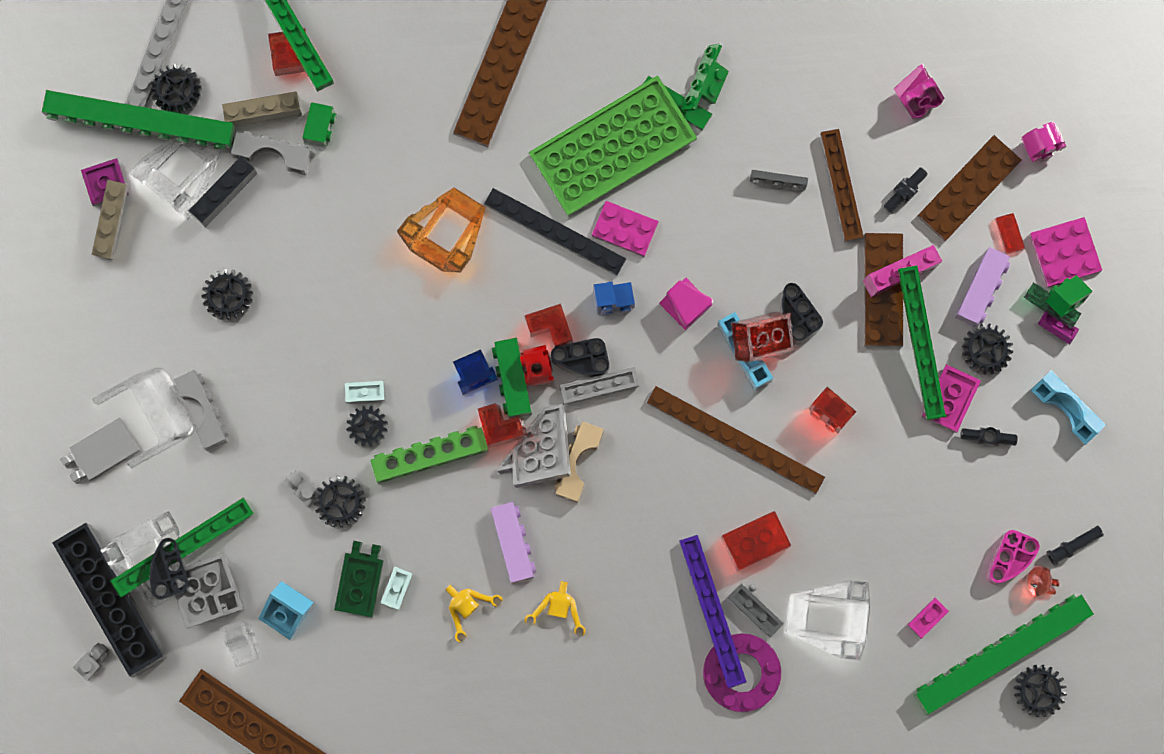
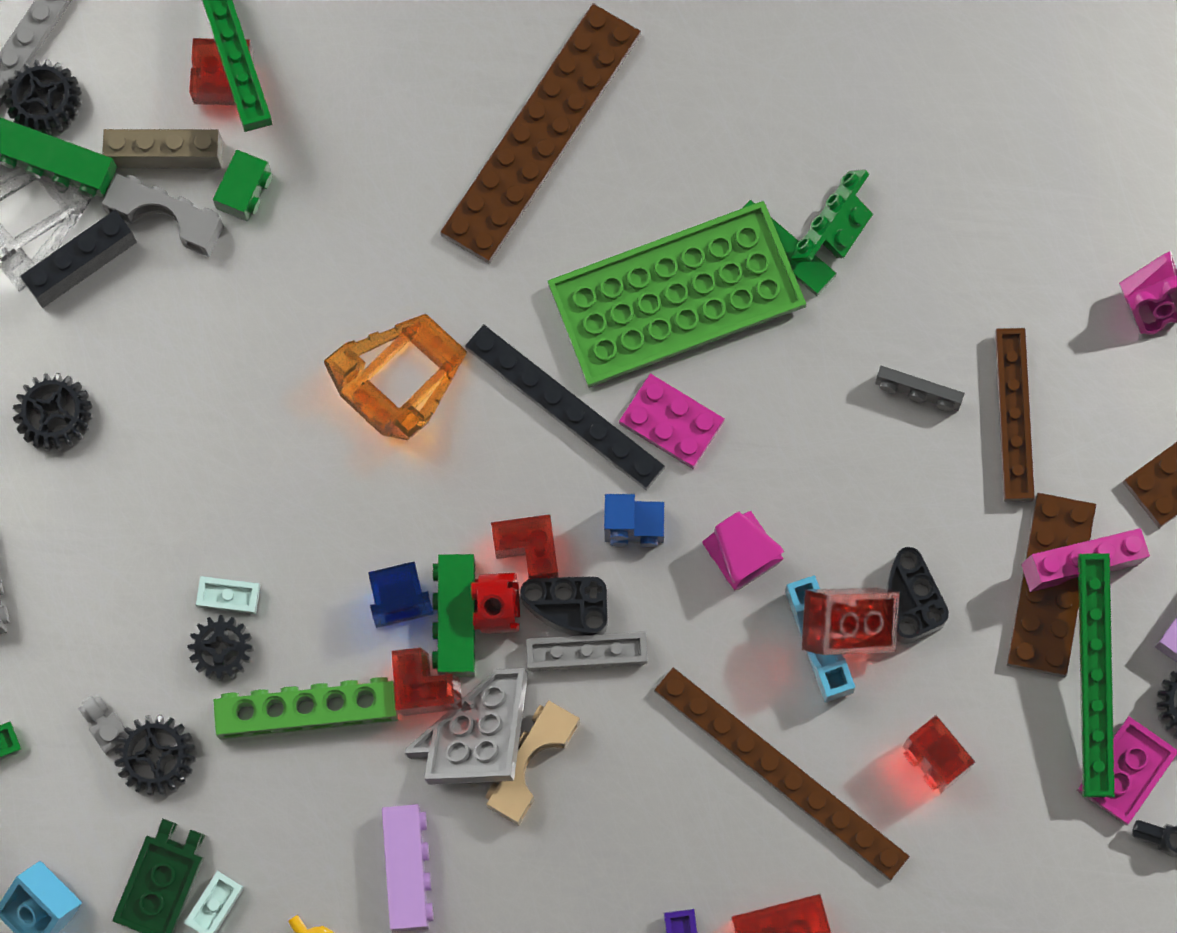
camera: 15 degrees right, 5 degrees down
(905, 190) = (1111, 438): black axle -> none

